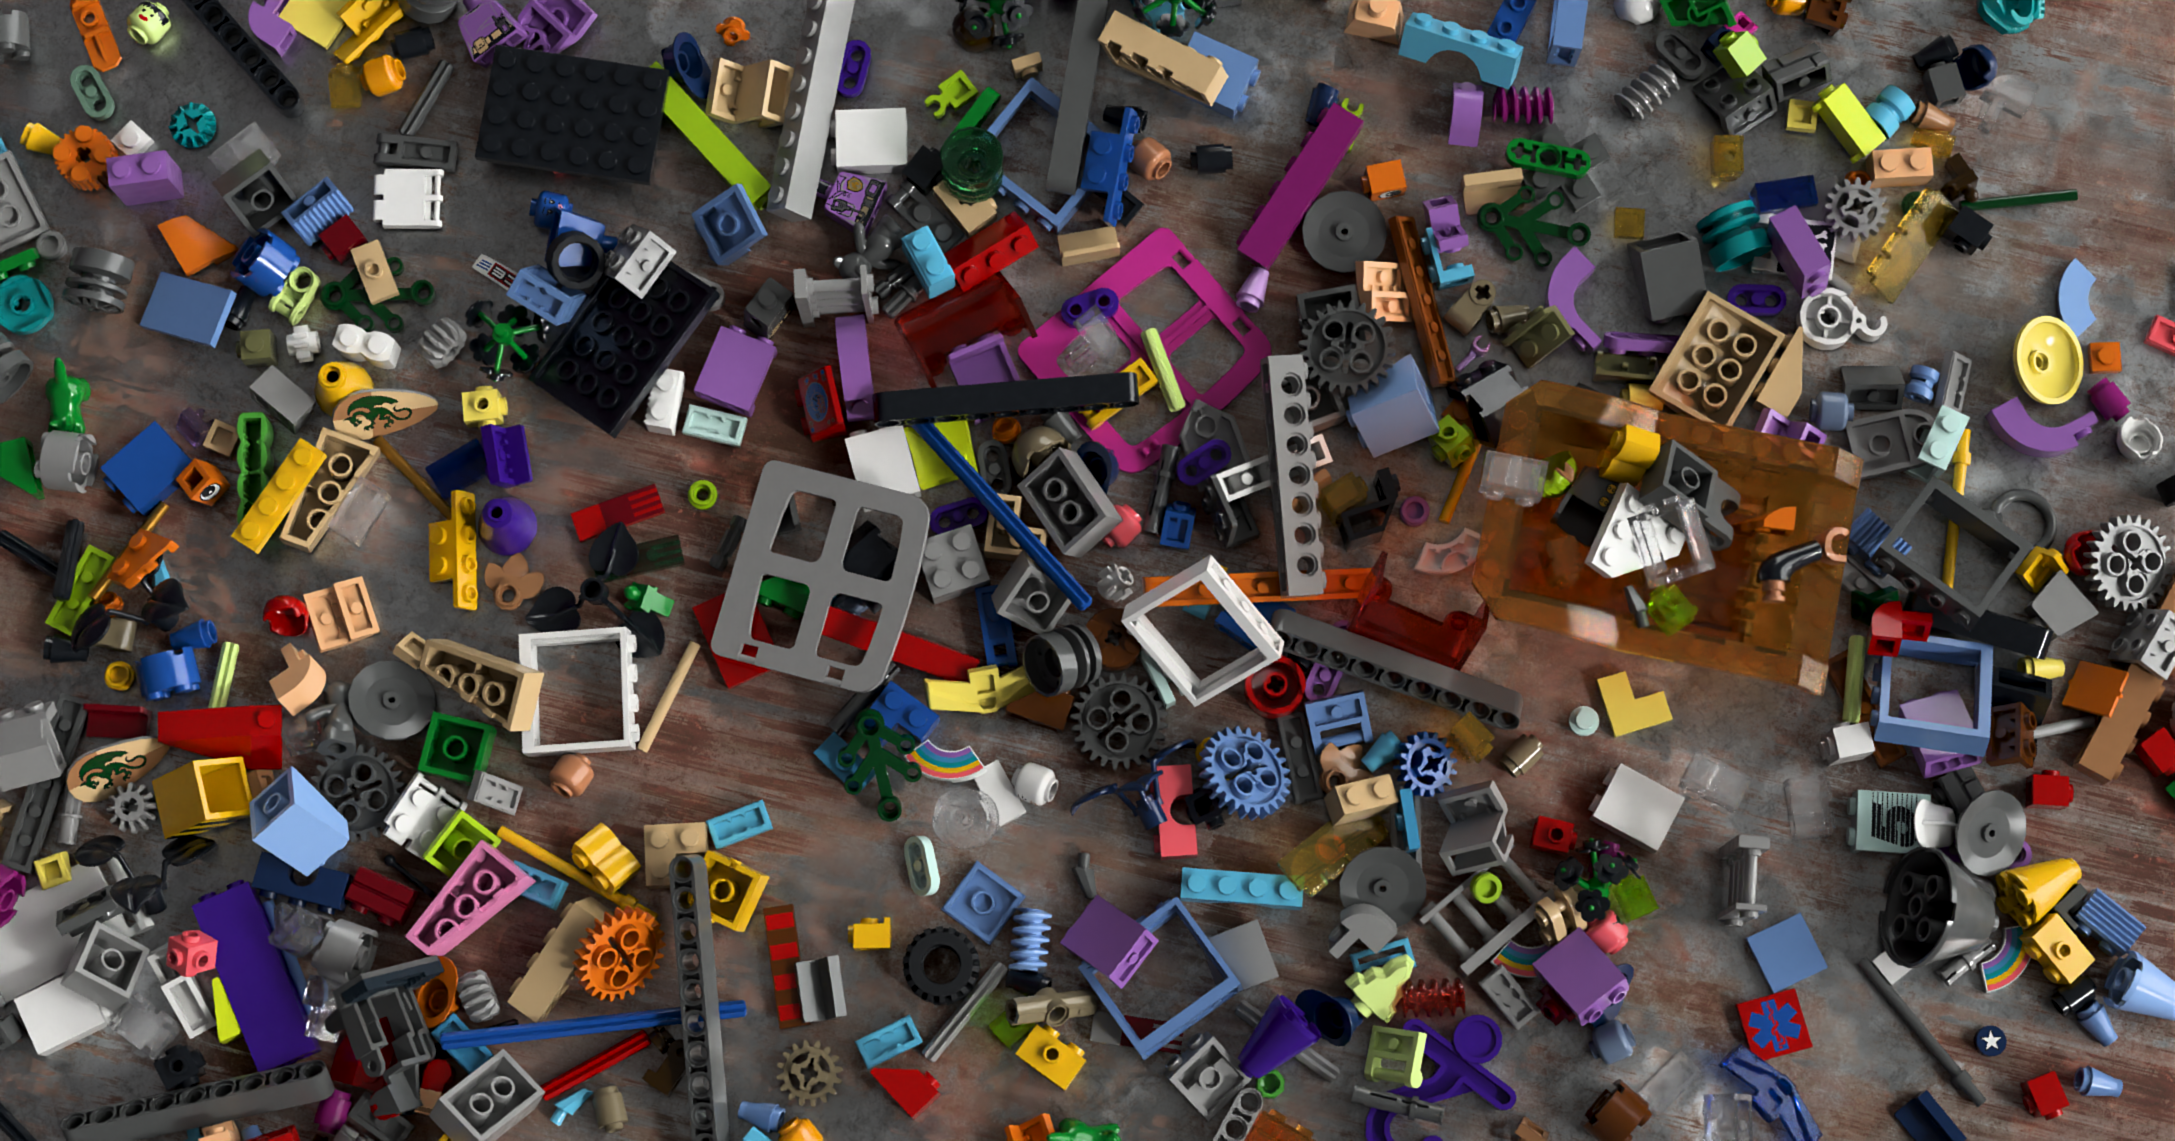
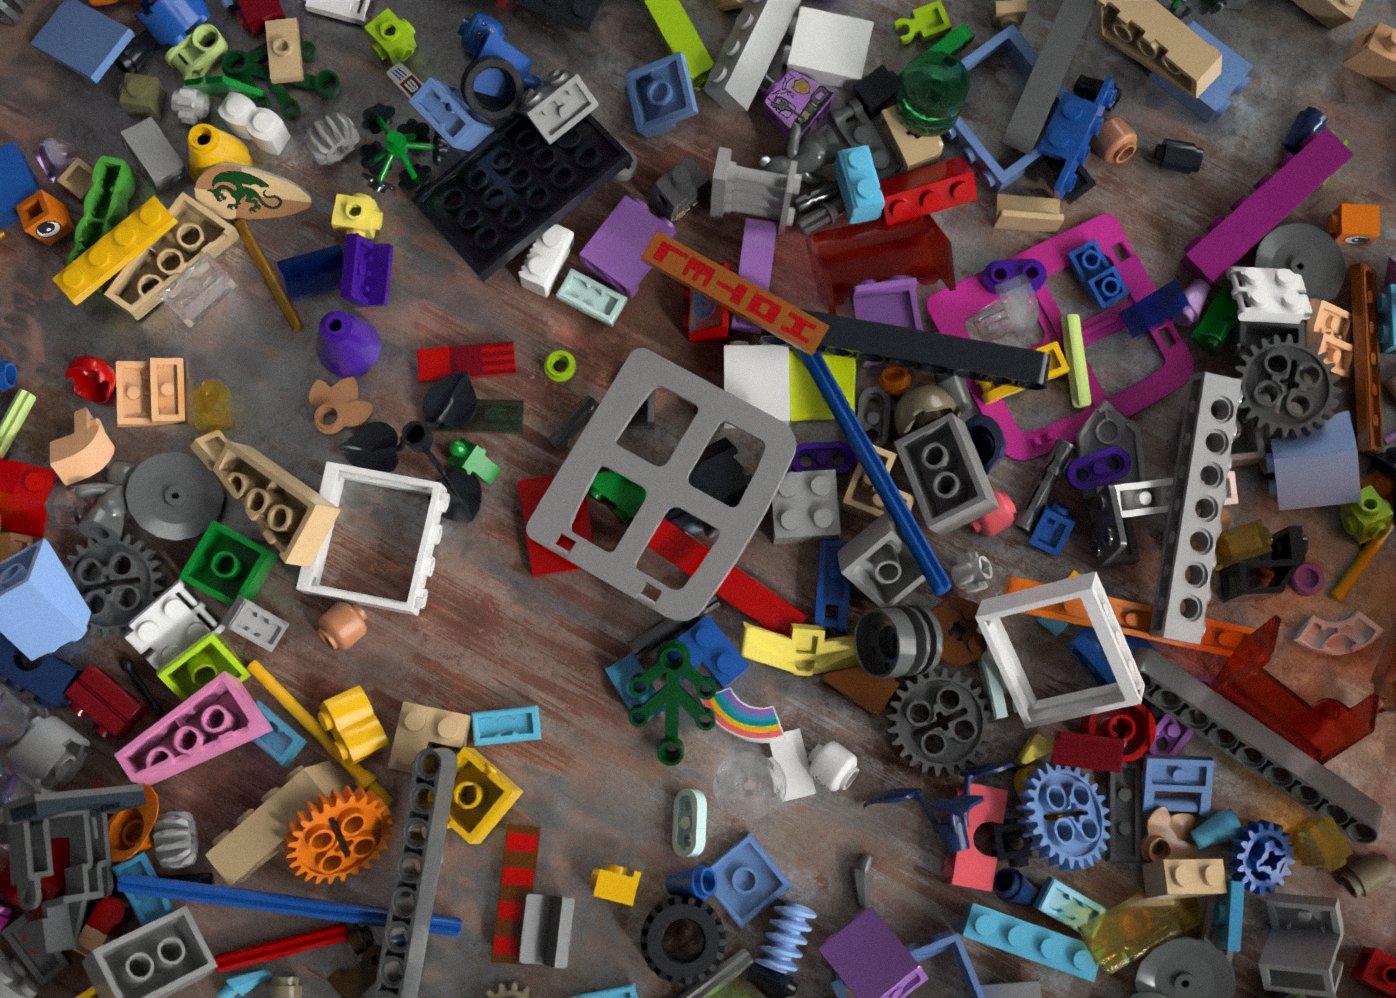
camera: 10 degrees right, 0 degrees up
(331, 322) = (220, 87): none -> green piece
(393, 604) = (204, 398): none -> clear yellow brick
(454, 550) = (286, 357): yellow bracket -> none
(470, 235) = (391, 37): none -> lime brick
(668, 696) = (467, 569): tan bar -> none
(841, 391) = (734, 293): none -> dark orange tile
(939, 913) = (693, 882): none -> blue cone
(1163, 286) = (1096, 275): none -> blue slope
(1208, 722) = (1034, 748): none -> light yellow slope
(1218, 846) = (1014, 887): none -> dark blue cone
(1222, 307) = (1155, 310): none -> clear blue panel
(1249, 711) = (1088, 751): none -> dark red panel
(1264, 848) = (1066, 904): none -> plate
(1282, 298) = (1217, 321): none -> green hinge
(1319, 266) = (1270, 294): none -> white plate

